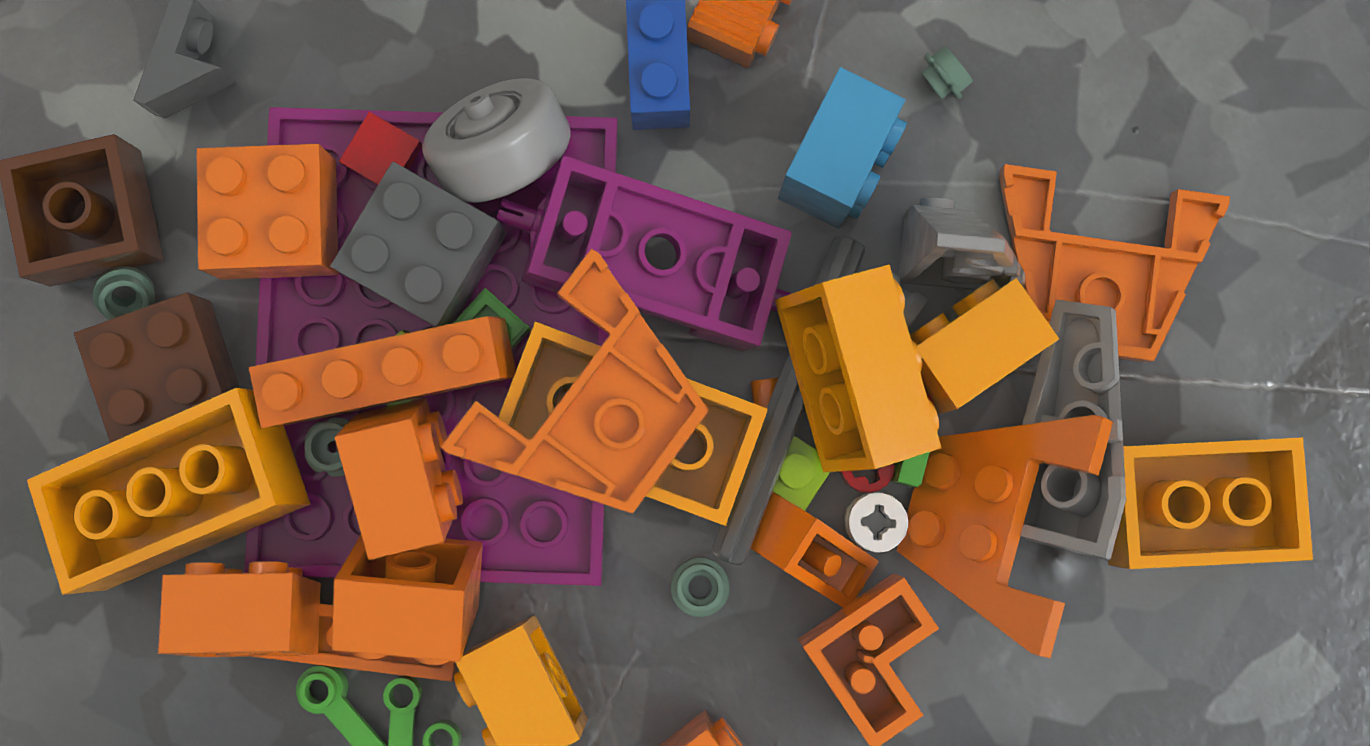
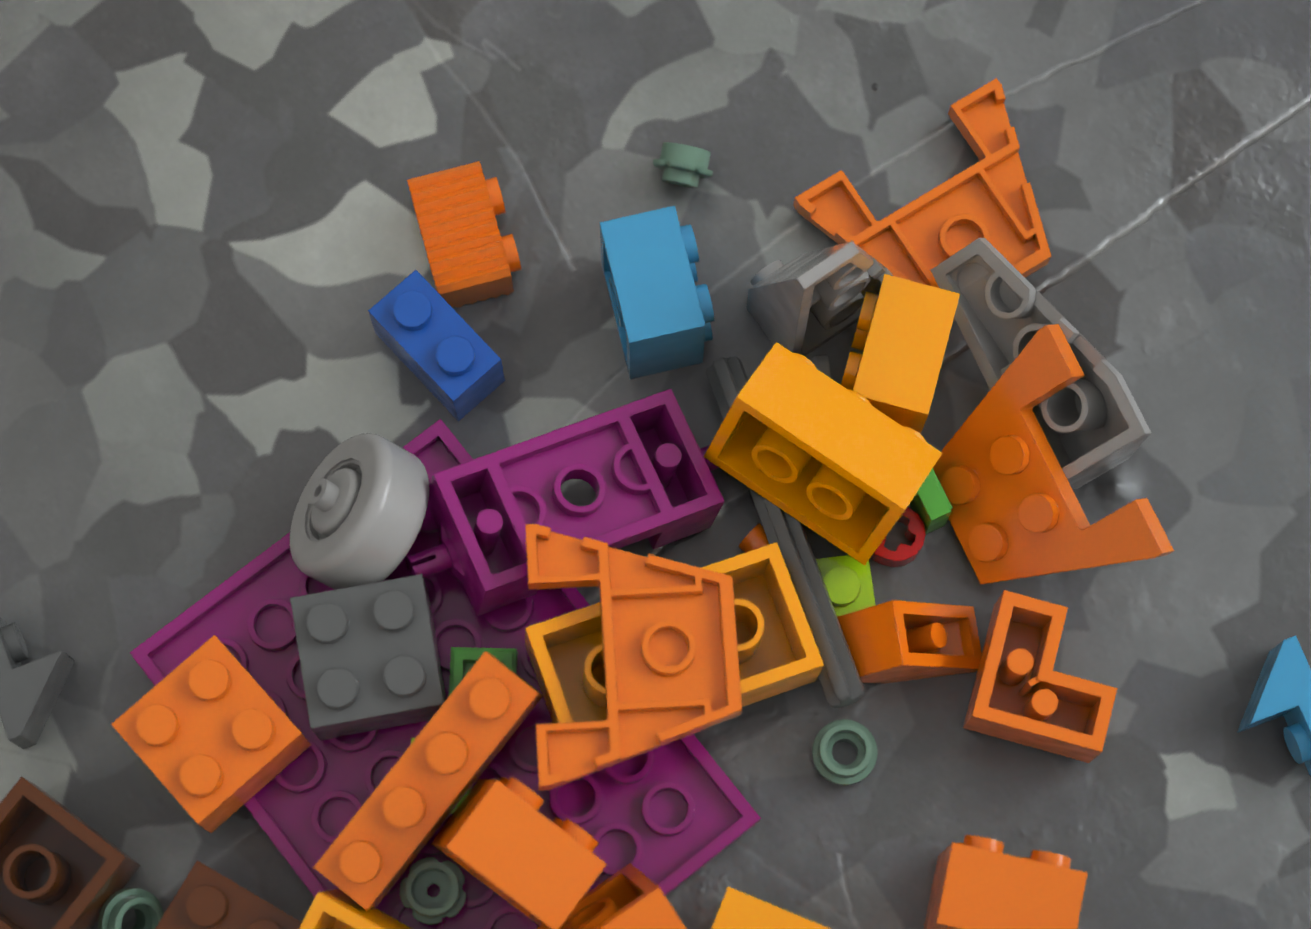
camera: 40 degrees left, 10 degrees down
(376, 147) = (262, 608): red tile -> none
(864, 521) = (934, 582): white wheel -> none
(1214, 504) = (1196, 329): light orange brick -> none

